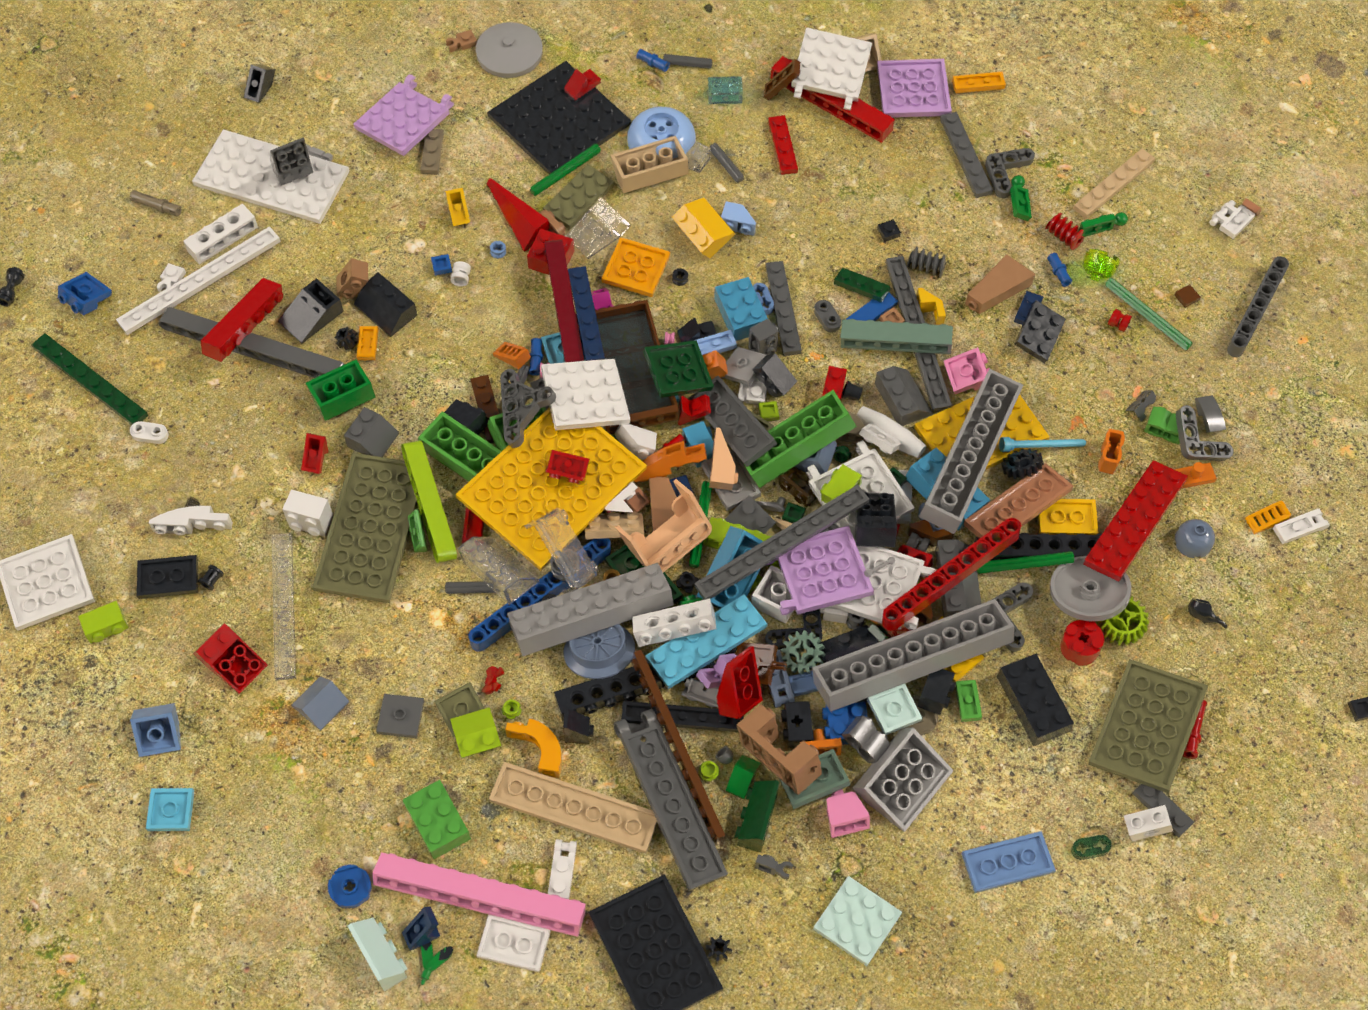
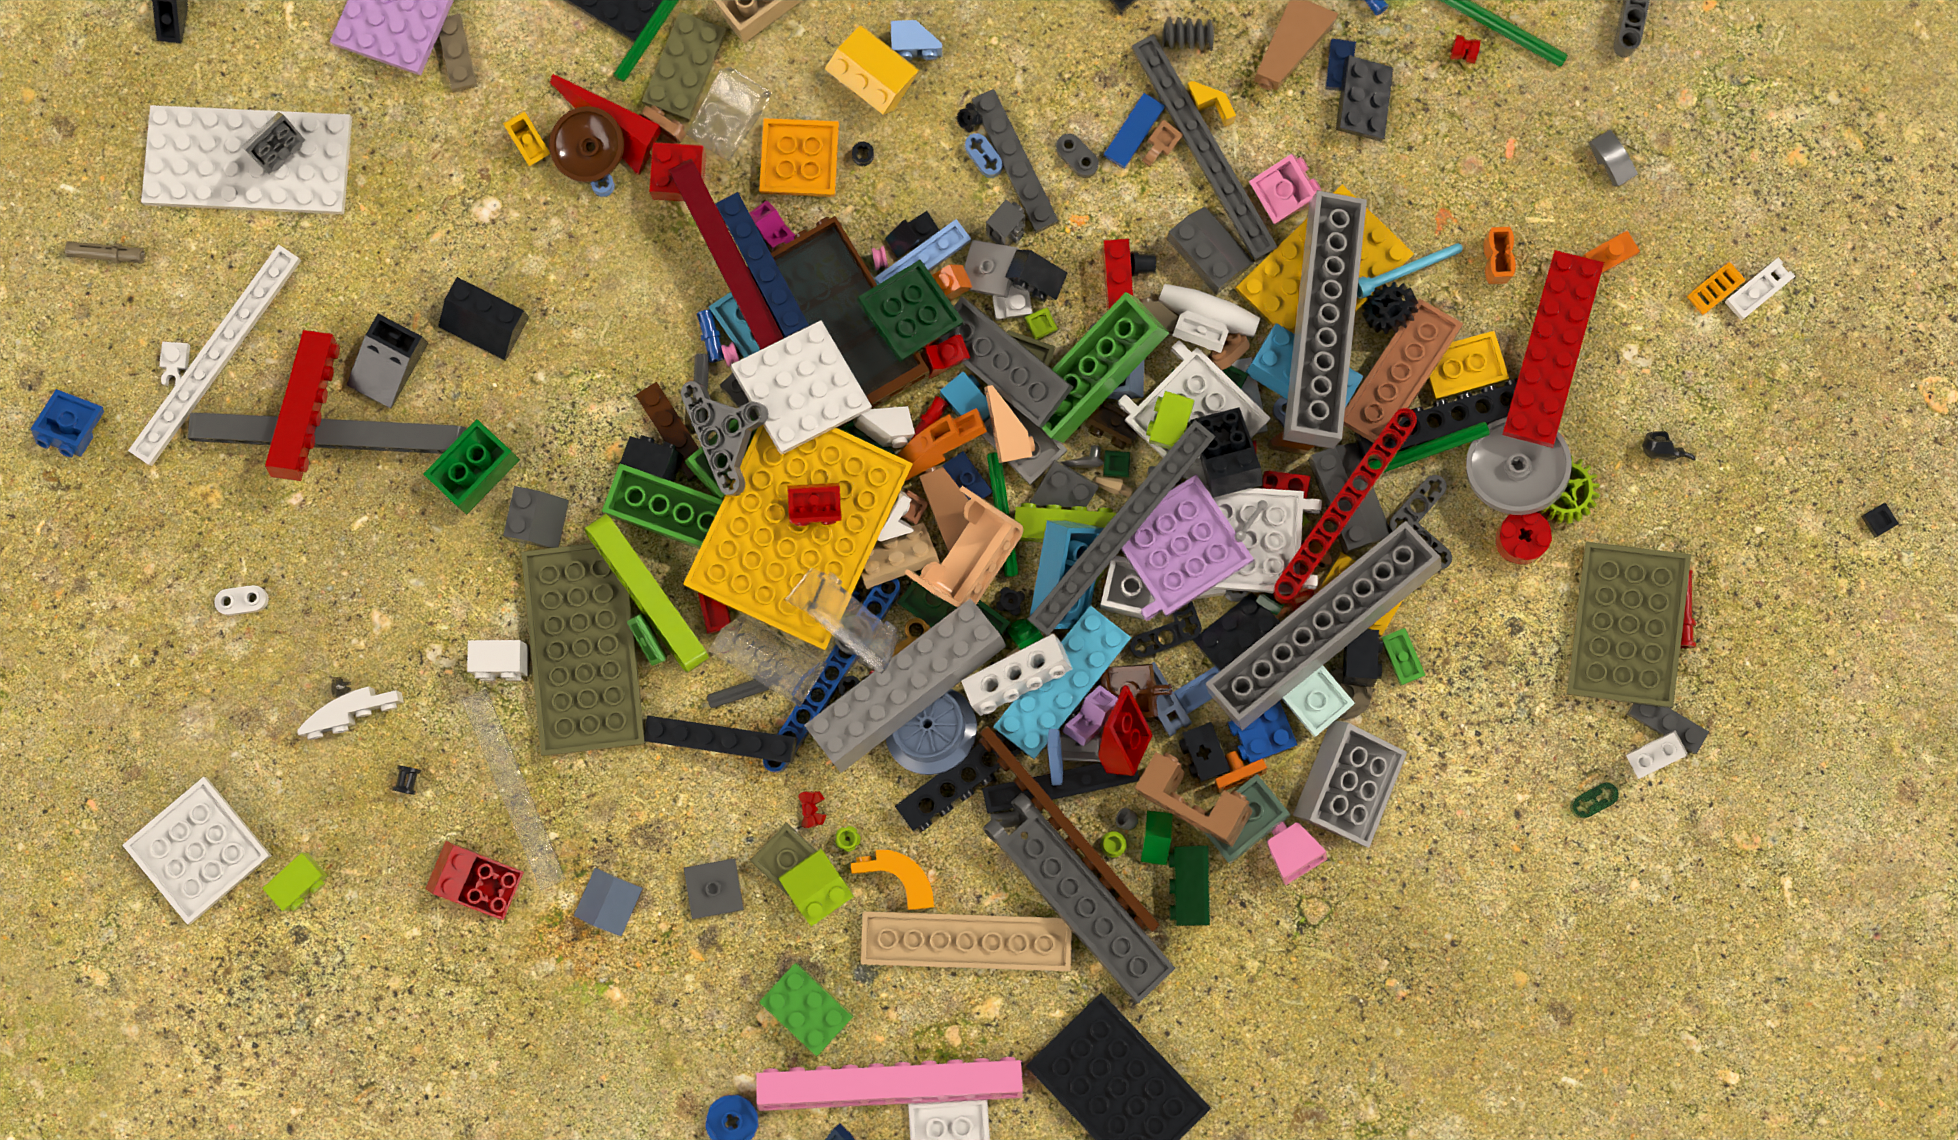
camera: 15 degrees left, 20 degrees up
(89, 379) = (129, 547): dark green plate -> none
(156, 729) = (420, 1000): medium blue slope -> none
(167, 576) = (350, 795): black plate -> none
(170, 809) = (479, 1095): medium azure plate -> none
(220, 234) = (215, 289): white brick -> none
(314, 452) = (472, 570): red slope -> none
(319, 153) = (294, 104): light grey axle -> none
(346, 338) = (449, 386): black gear -> none
(352, 278) = (425, 297): medium nougat brick -> none
(367, 343) = (479, 382): light orange plate -> none
(441, 264) = (535, 232): blue plate -> none
(444, 611) = (720, 739): none -> black plate
(460, 275) = (566, 240): white wheel -> none
(495, 213) = (575, 133): none -> reddish brown dish
(512, 354) = (693, 349): orange slope -> none
(562, 869) = (977, 1022): white plate -> none
(577, 728) = (939, 842): black slope -> none
(684, 688) = (1055, 756): none -> medium blue tile
(719, 943) = (1184, 1064): black gear -> none
(739, 307) = (960, 182): dark azure brick -> none
(759, 273) = (969, 118): none -> black plate
(768, 864) = (1219, 940): dark grey plate -> none
(803, 643) = (1195, 657): sand green gear -> none
(842, 454) = (1155, 360): dark green plate -> none
(857, 921) = (1343, 975): light aqua plate -> none
(862, 285) = (1110, 95): dark green plate -> none
(866, 739) = (1294, 750): flat silver brick -> none
(896, 336) = (1180, 167): sand green brick -> none
(902, 459) = (1233, 349): none -> medium nougat plate
(914, 540) = (1280, 460): dark grey wheel -> none
(1008, 862) = (1500, 848): medium blue tile -> none
(1035, 699) = (1484, 632): black brick -> none
(1140, 410) = (1522, 178): dark grey piece -> none
(1163, 424) = (1560, 191): bright green brick -> none
(1194, 442) = (1601, 210): dark grey beam -> none
(1195, 538) = (1630, 346): sand blue cylinder -> none

